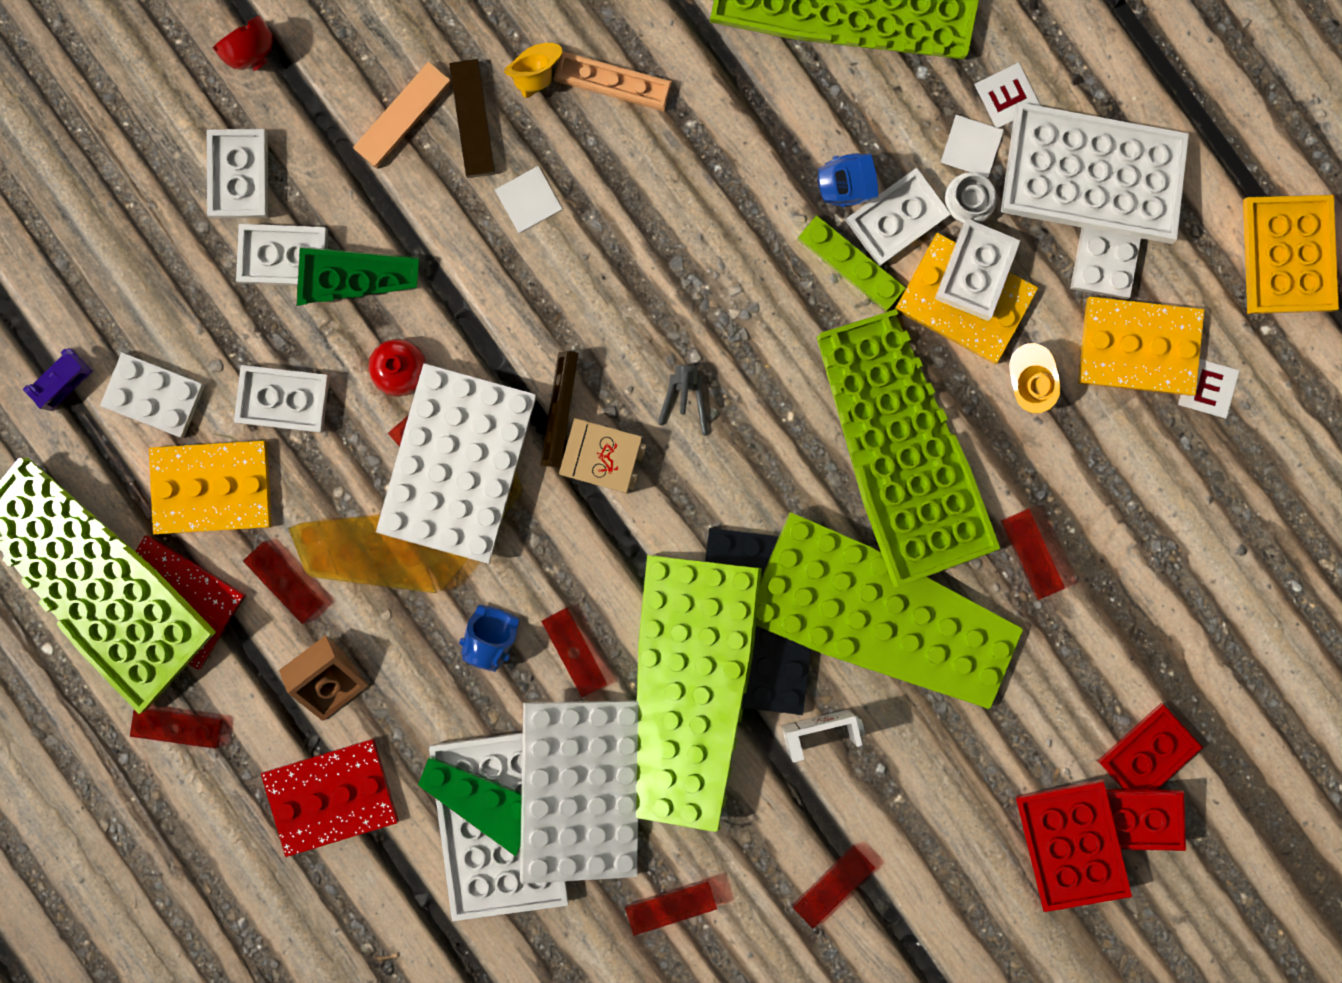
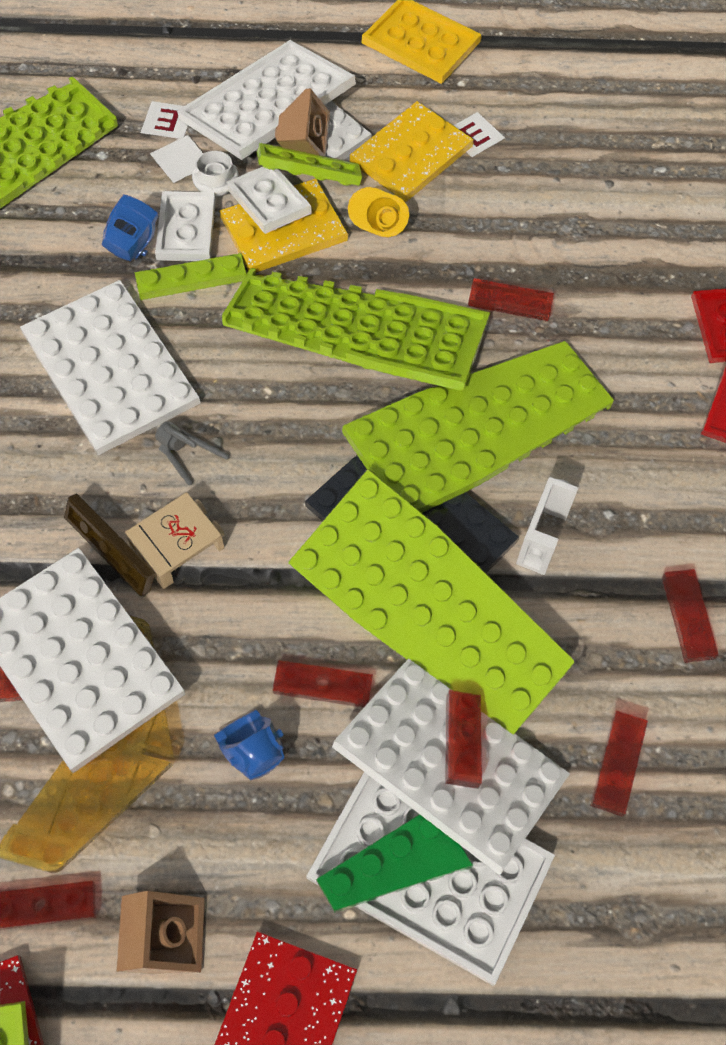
camera: 55 degrees left, 25 degrees down
(583, 799) = (463, 740): none -> clear red tile
(714, 269) = (109, 366): none -> white plate
(1042, 275) = (300, 163): none -> lime plate
(1074, 246) = (304, 125): none -> medium nougat slope

